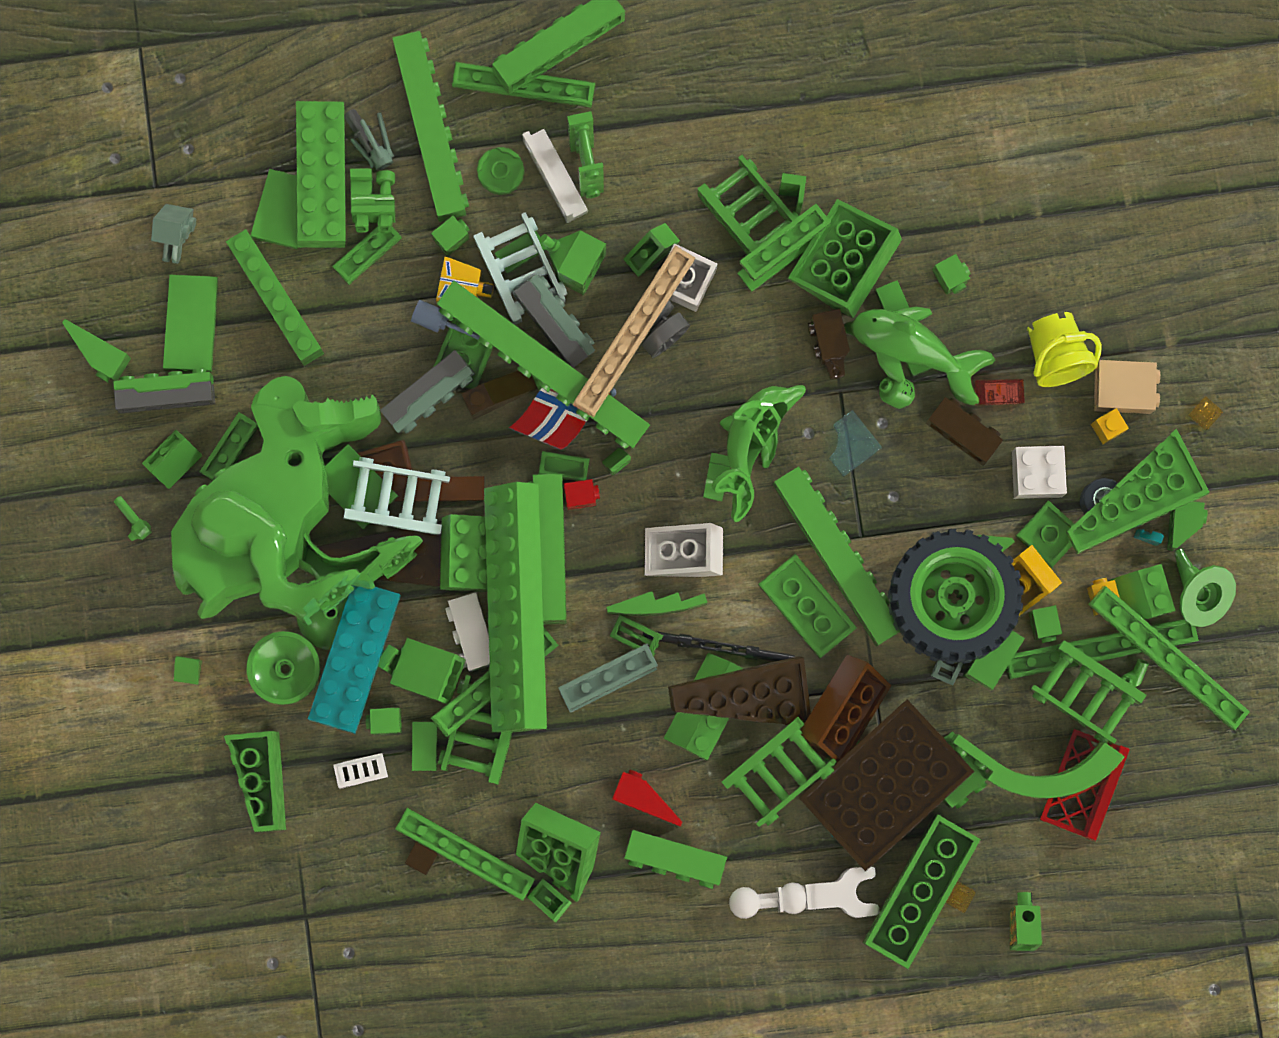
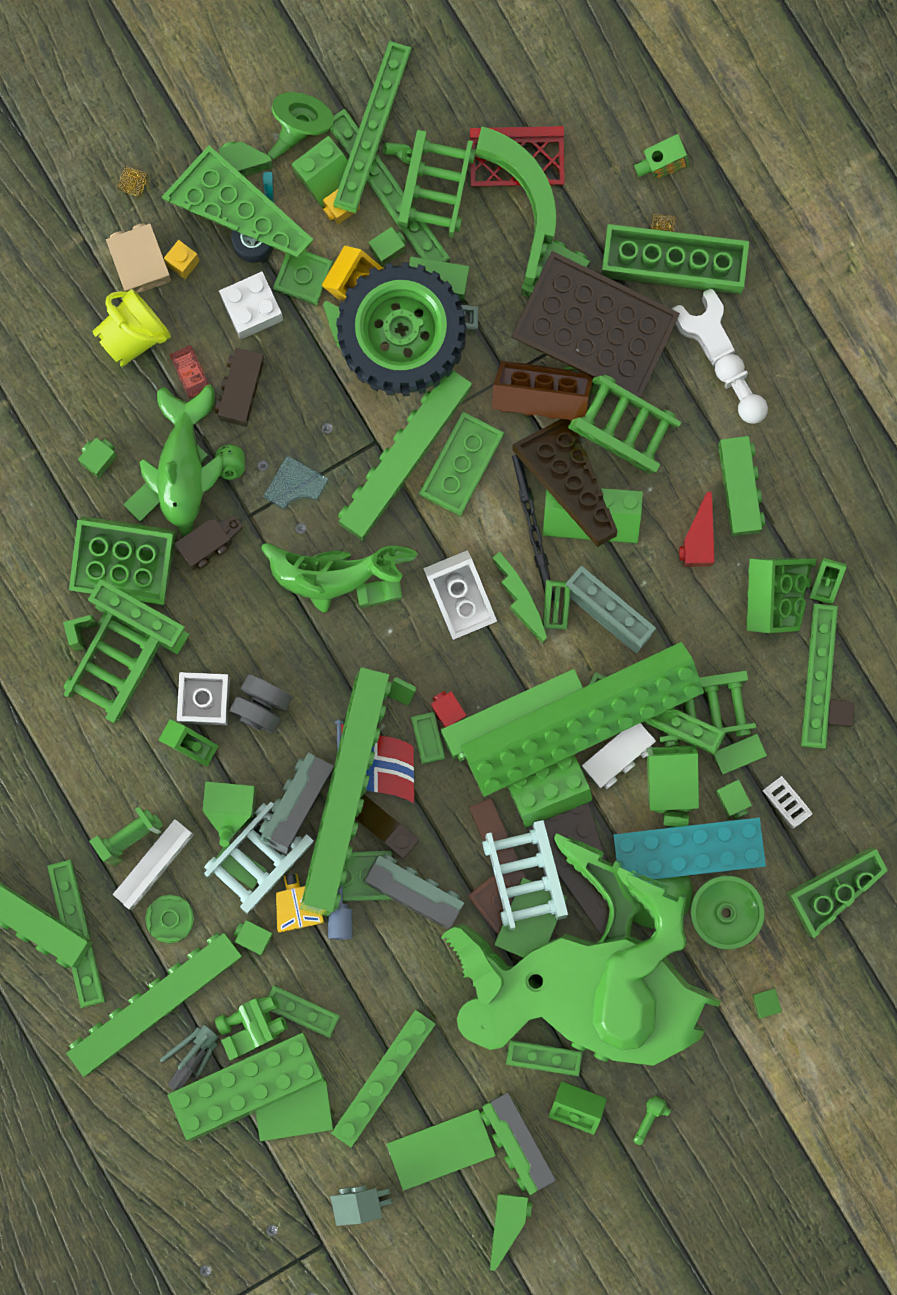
camera: 110 degrees left, 0 degrees up
(634, 331) = (279, 718): tan tile -> none

